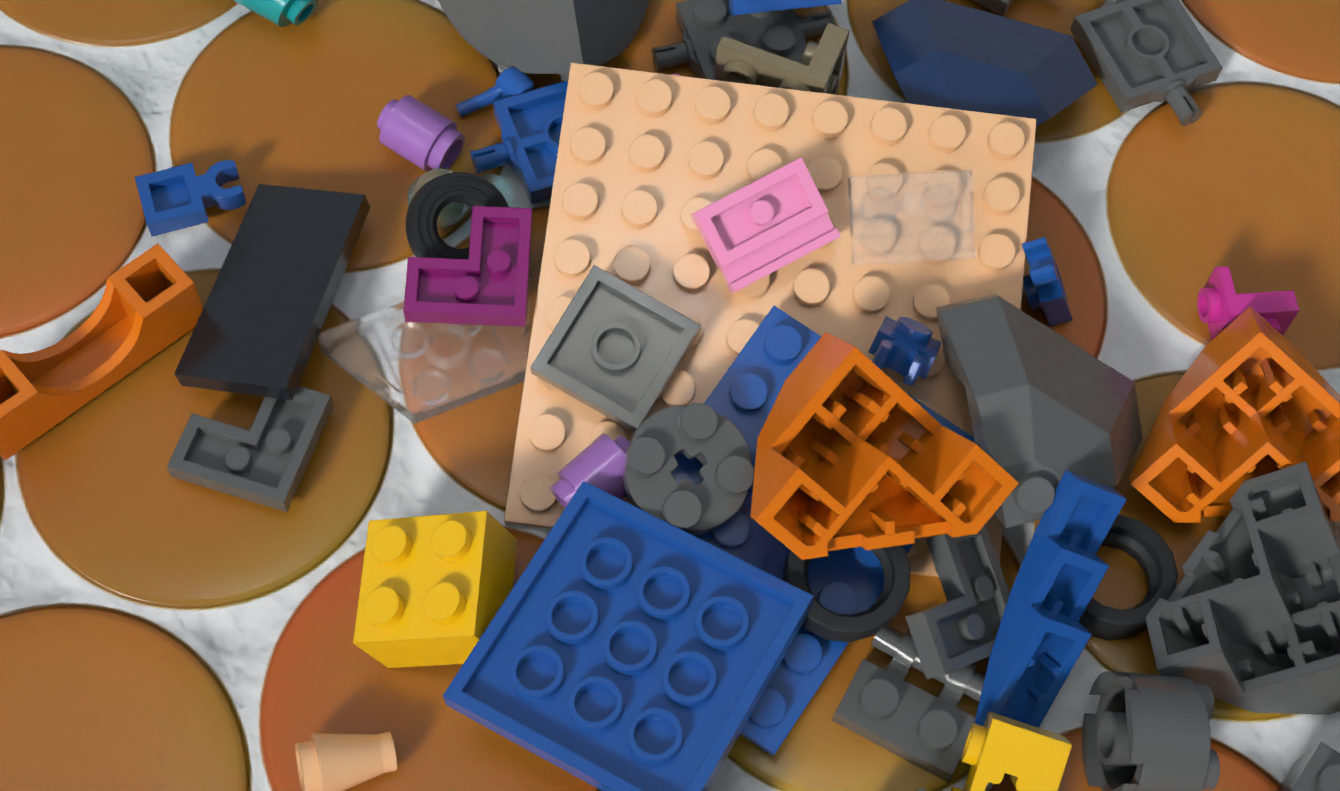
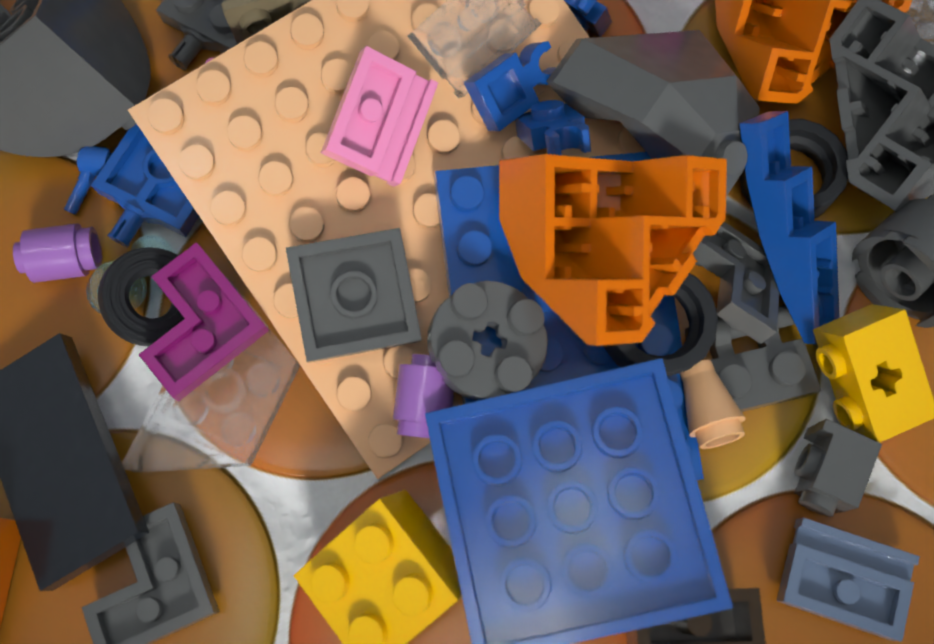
camera: 35 degrees left, 10 degrees up
(831, 696) = (710, 408): none -> light nougat cone
(896, 285) = (506, 85): none -> blue plate

